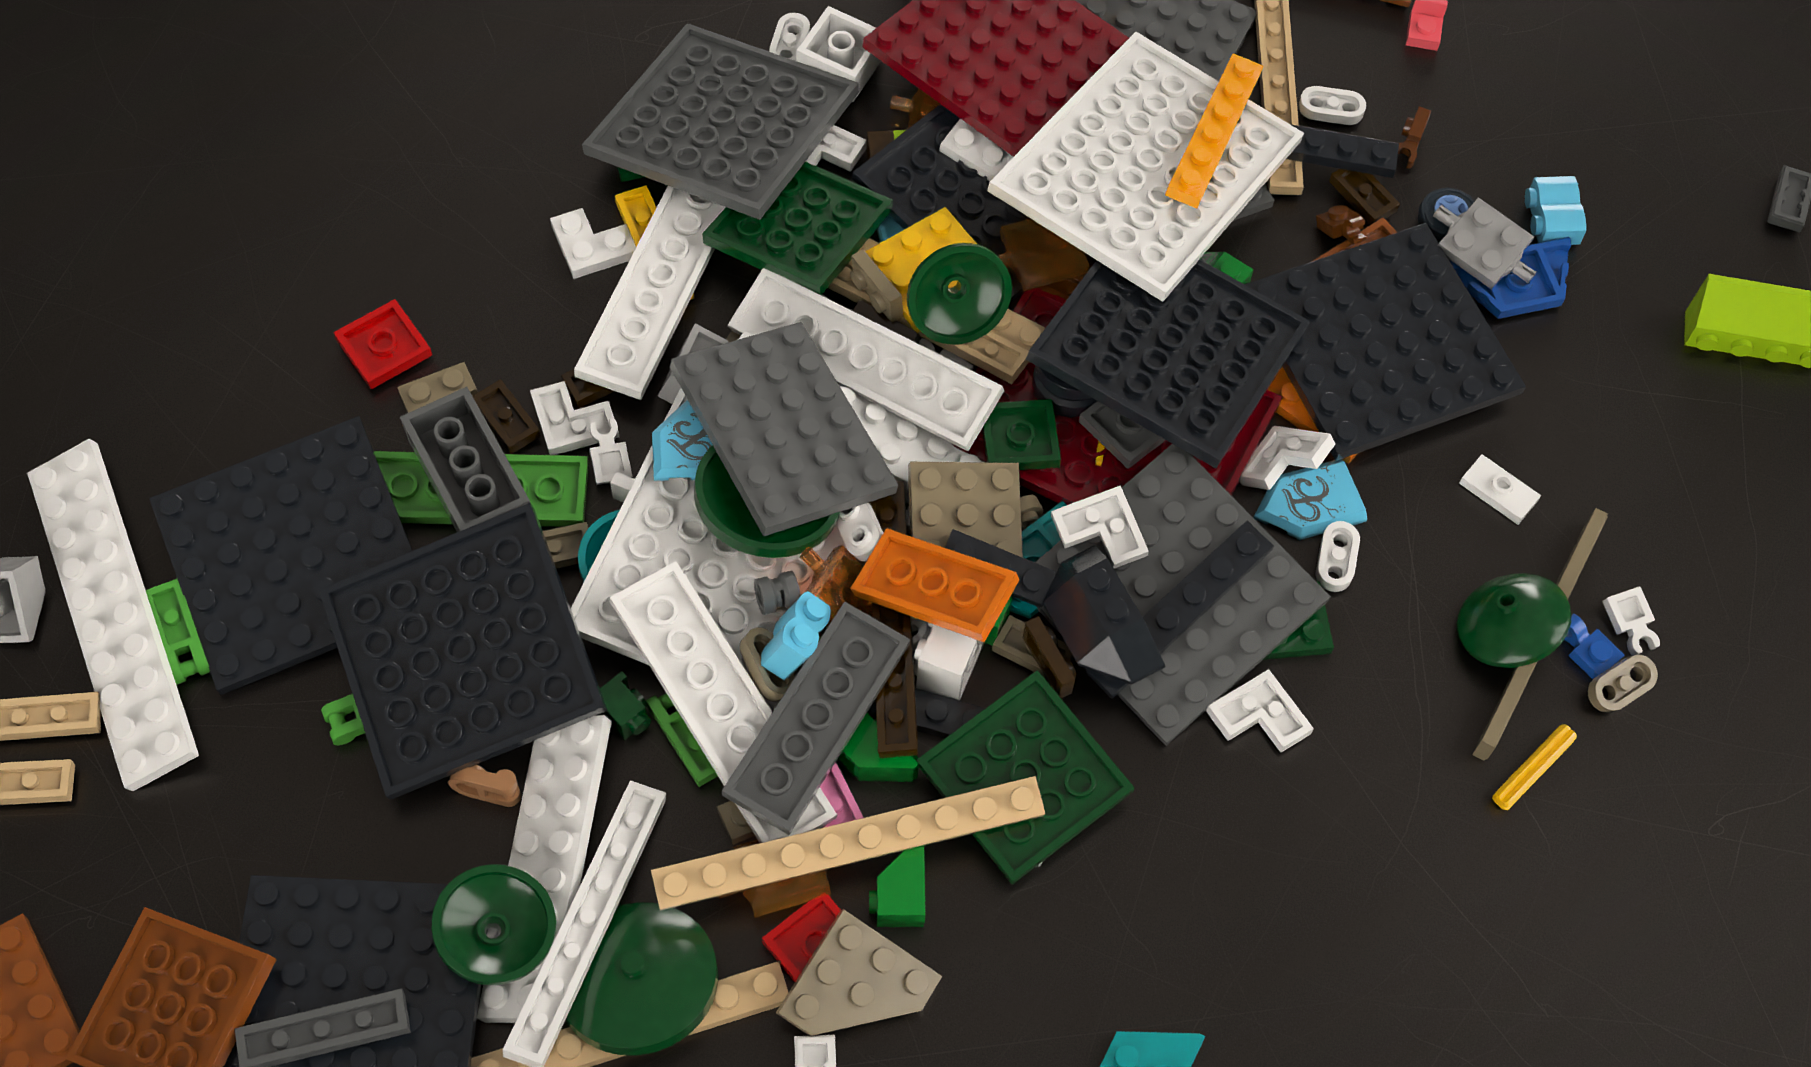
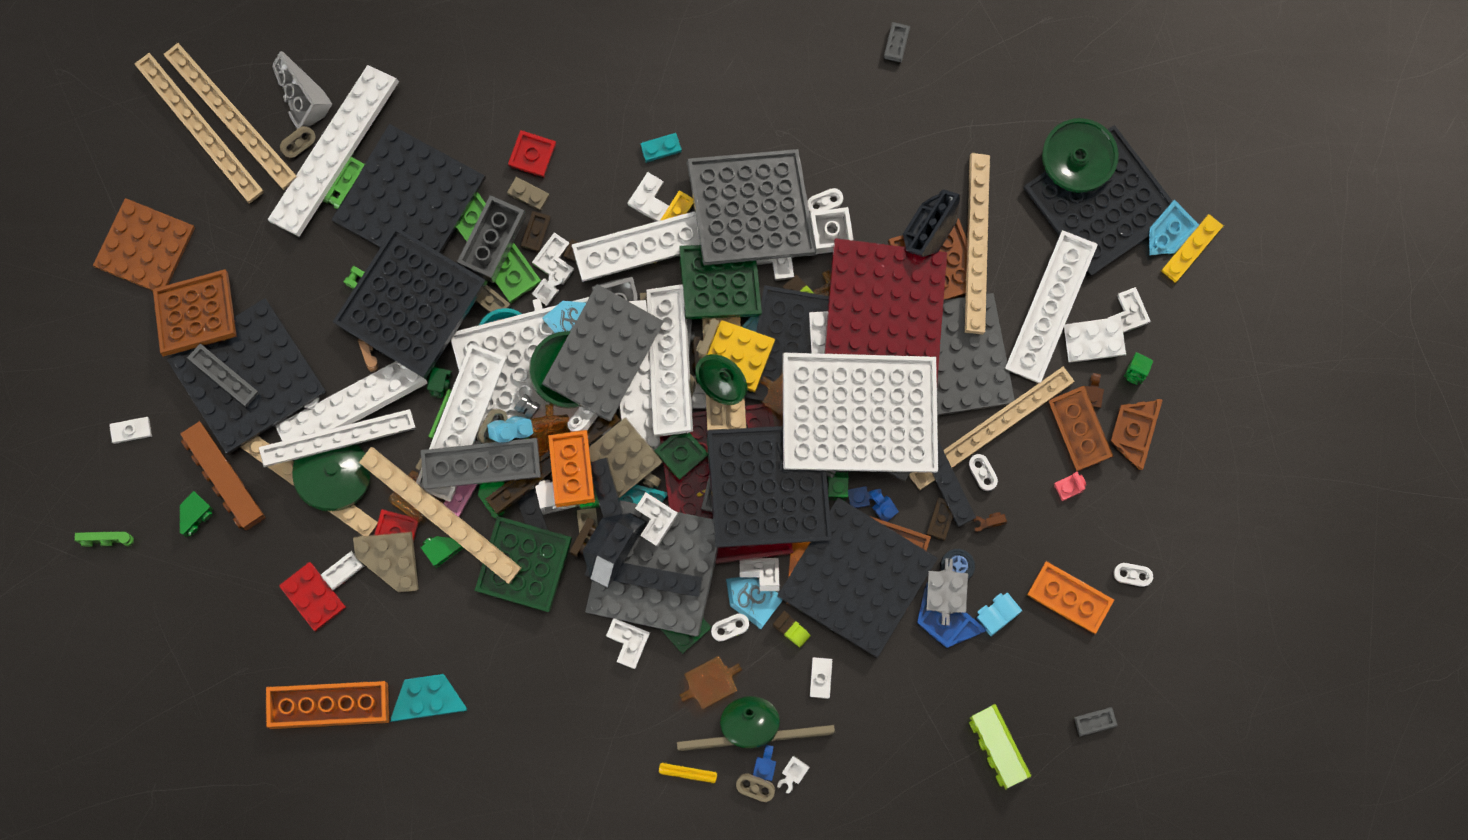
camera: 55 degrees right, 15 degrees up
(46, 657) = (297, 143): none -> dark tan plate
(496, 899) = (302, 391): dark green dish -> none
(529, 182) = (661, 147): none -> teal plate
(1214, 131) = (901, 430): light orange plate -> none
(1261, 261) = (860, 497): none -> blue plate
(1298, 245) = (884, 506): none -> blue plate
(1342, 222) = (913, 519): reddish brown plate -> none
(1397, 477) = (791, 629): none -> leg
(1408, 638) = (710, 682): none -> clear orange plate
(1588, 118) = (1070, 597): none -> orange plate
(1599, 36) = (1132, 574): none -> white plate

